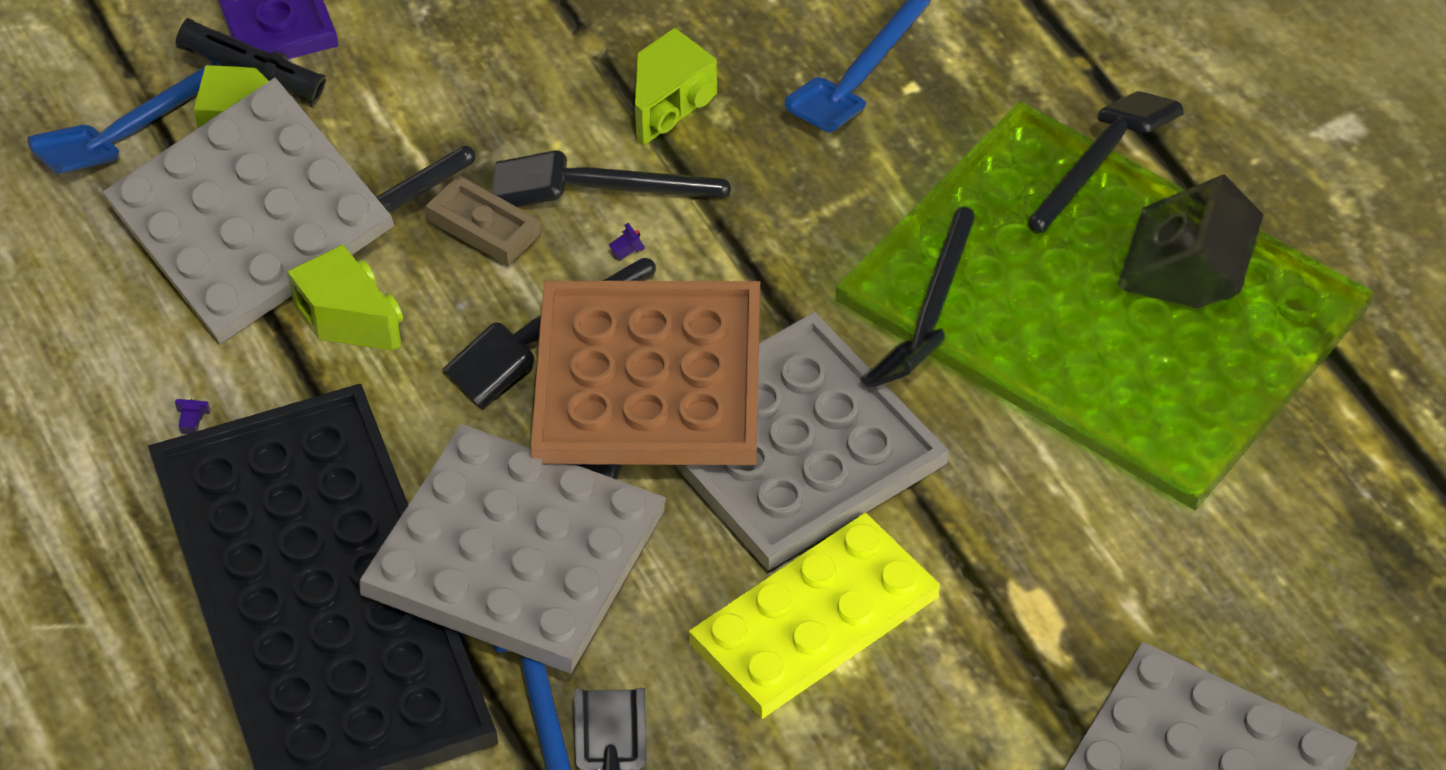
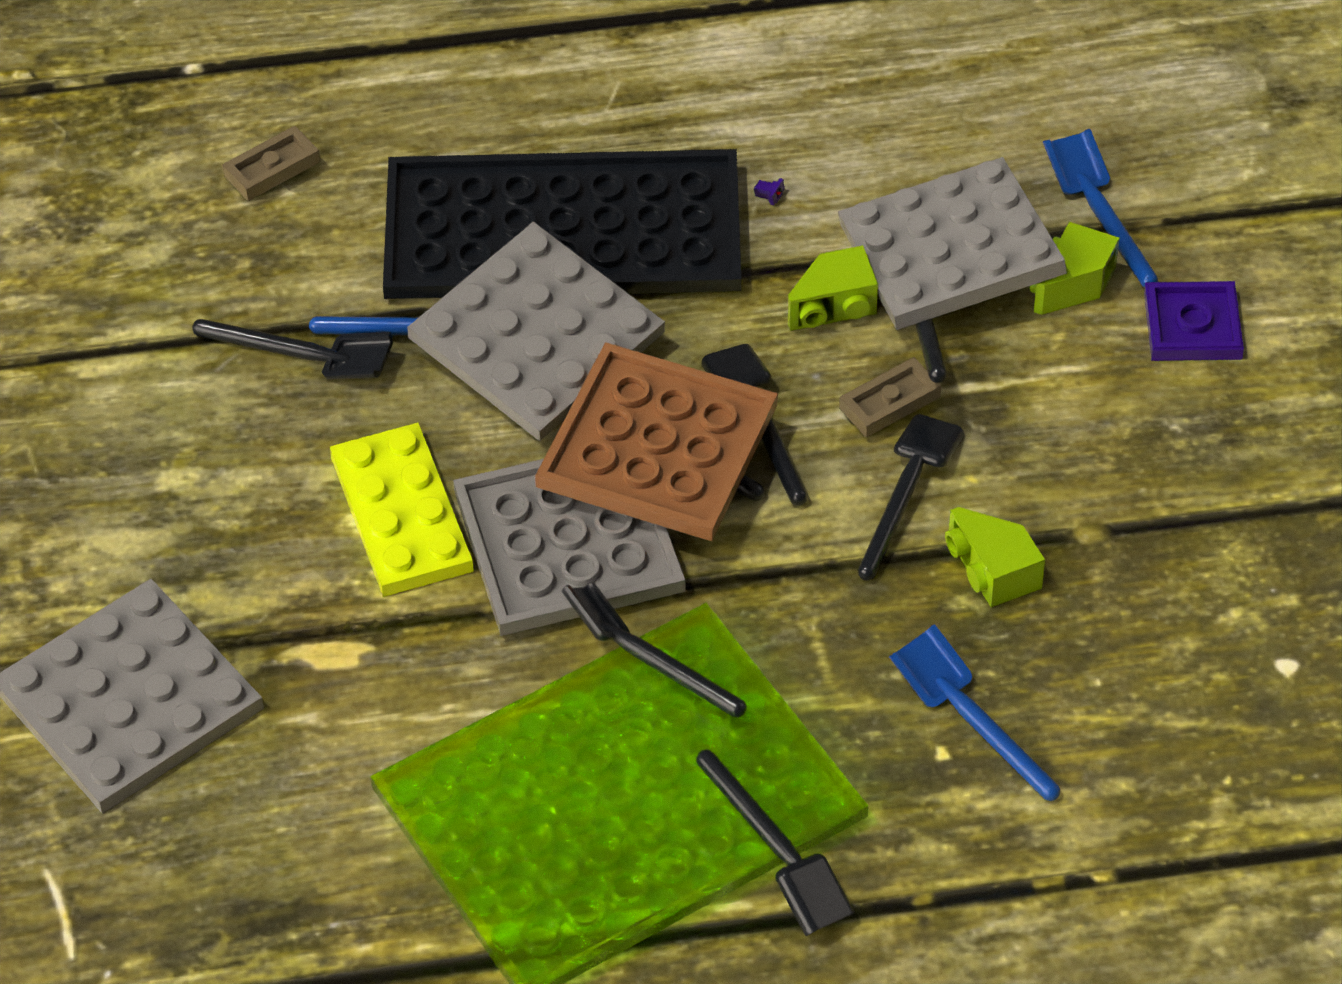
camera: 110 degrees right, 0 degrees up
(235, 53) = (1118, 294): black pin -> none
(627, 243) = (830, 492): dark purple piece -> none
(1193, 245) = (614, 851): clear smoke slope -> none

